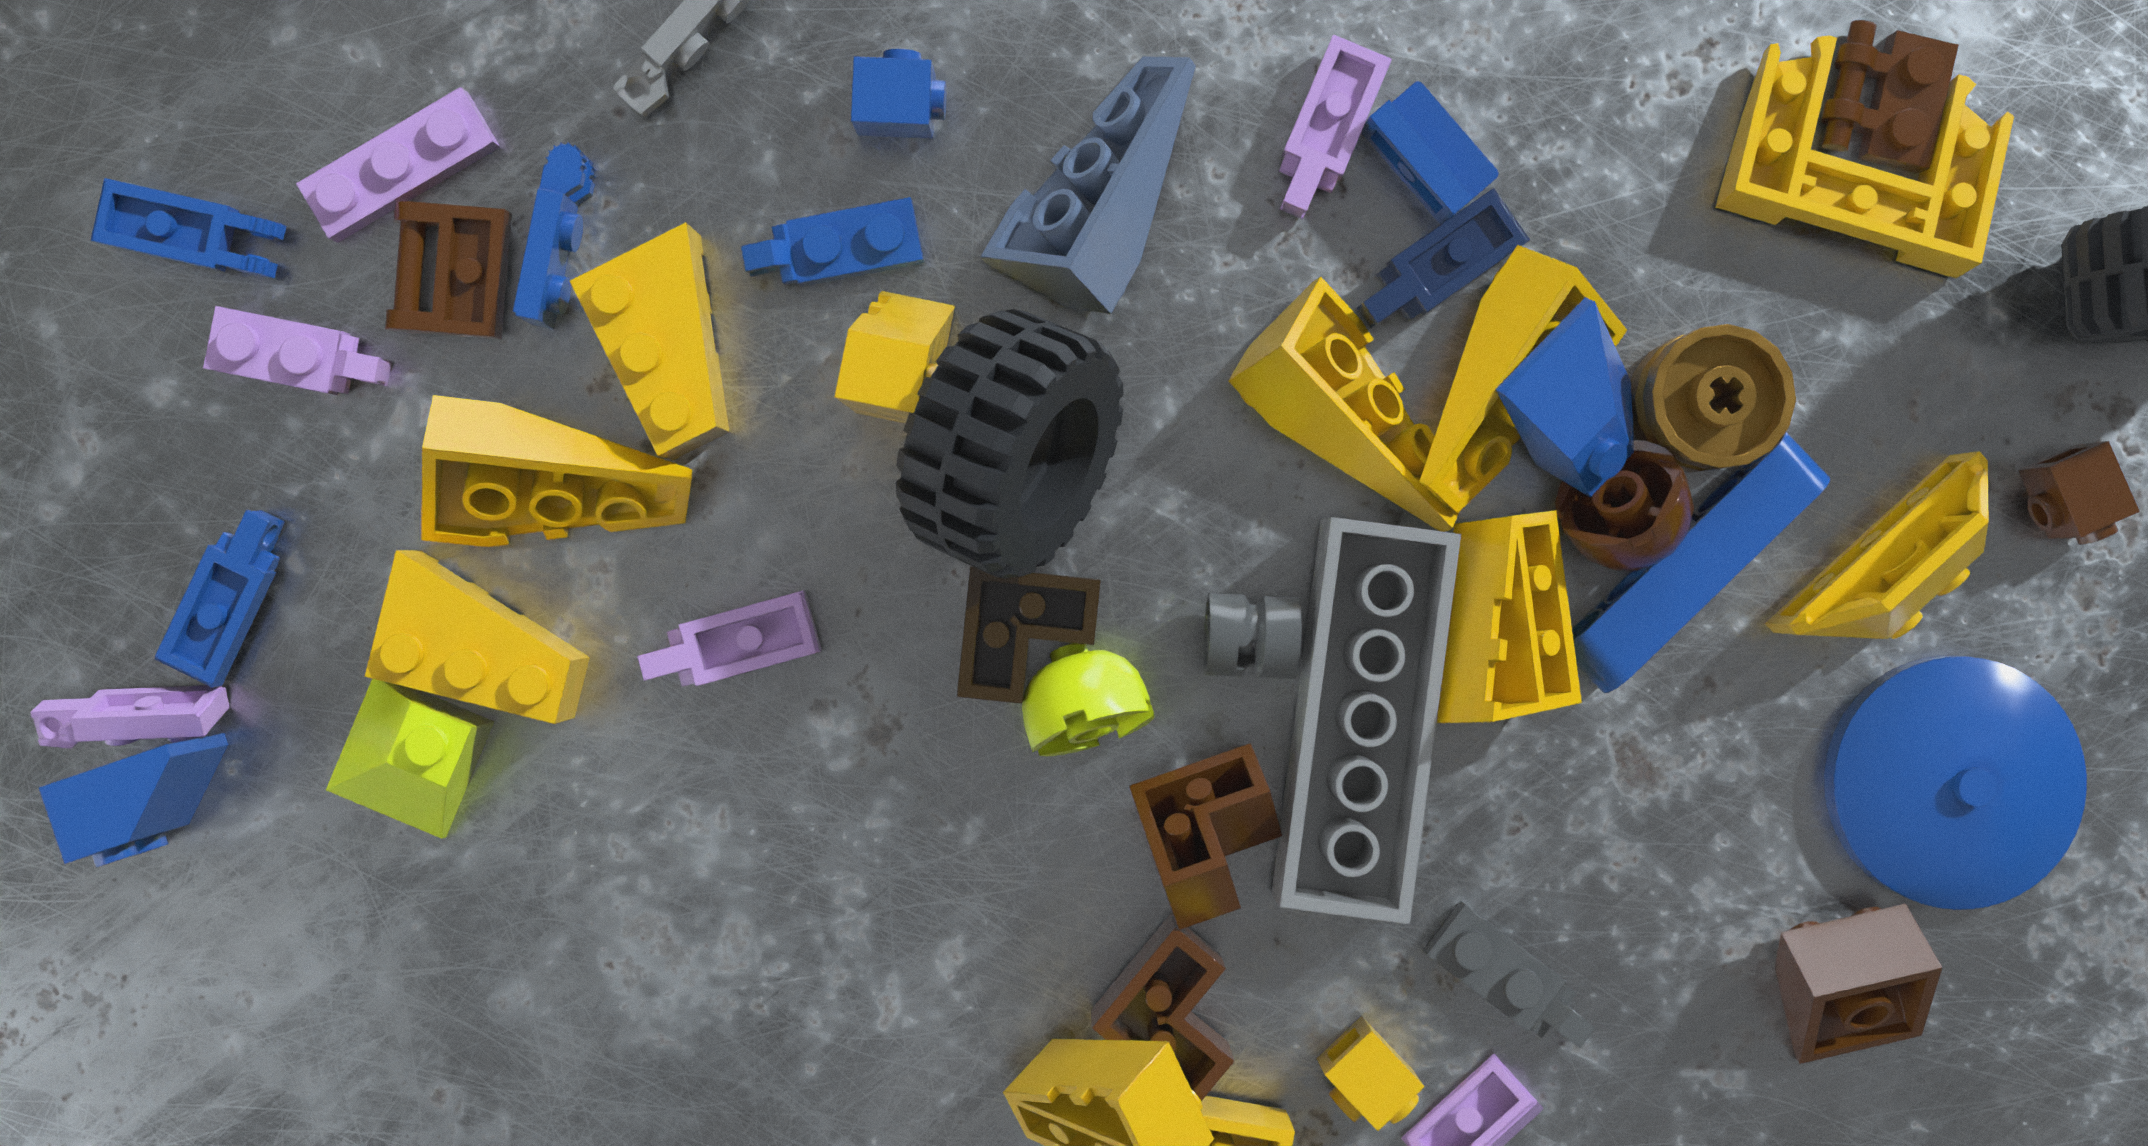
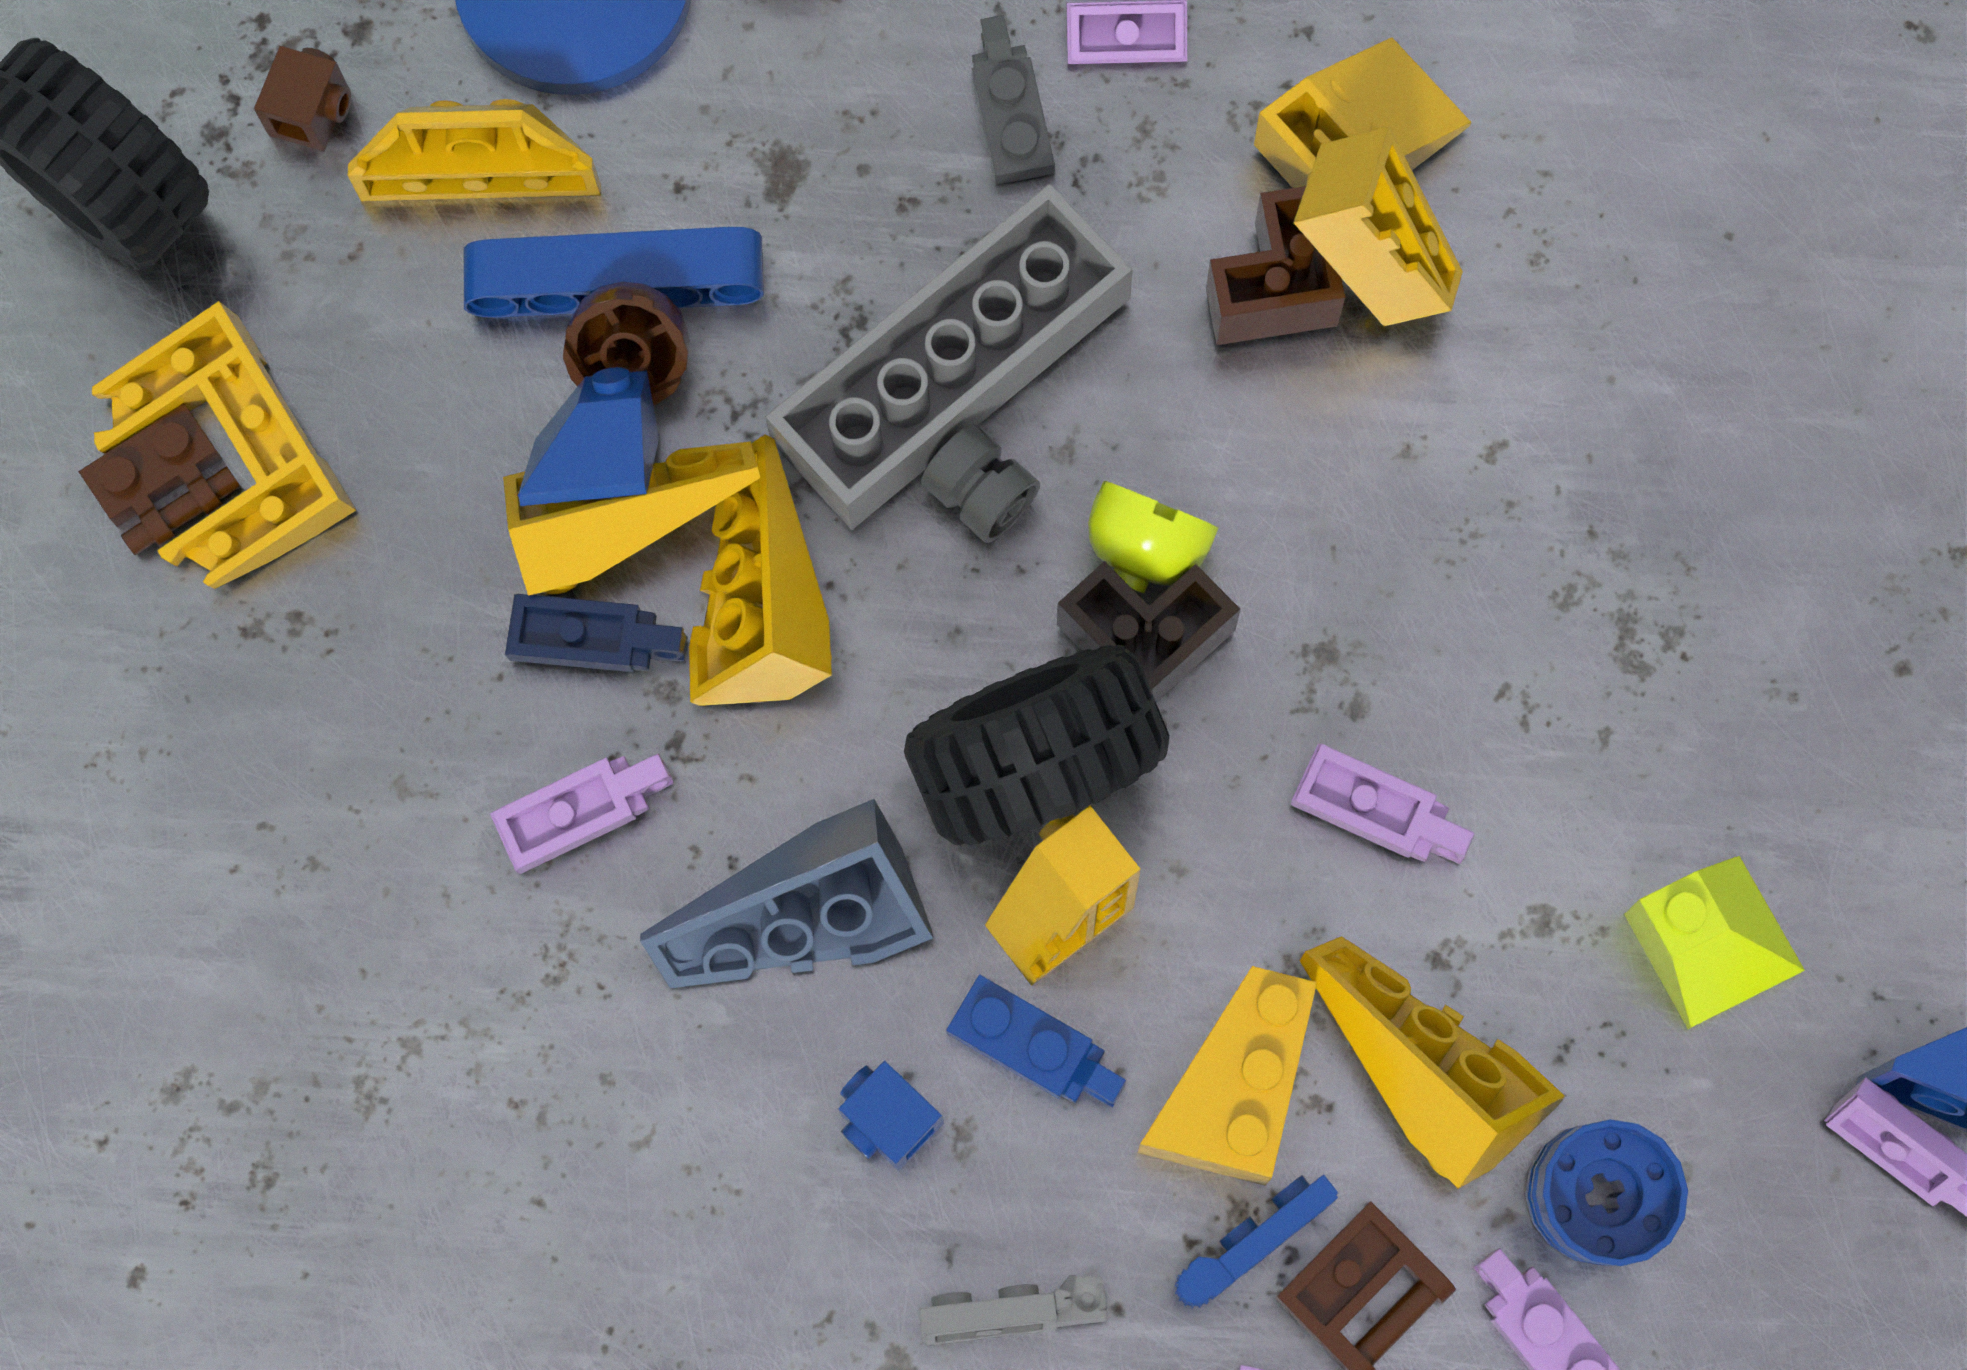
camera: 135 degrees left, 15 degrees down
(222, 600) = (1772, 1182): blue hinge -> none
(287, 477) = (1641, 1211): none -> blue wheel
(469, 647) = (1591, 969): yellow wedge -> none
(1197, 820) = (1141, 384): reddish brown brick -> none
(1369, 1076) = (1172, 116): yellow brick -> none
(1429, 151) = (523, 725): blue panel -> none
(1508, 623) = (785, 331): yellow wedge -> none
(1721, 364) = (495, 369): pearl gold wheel -> none

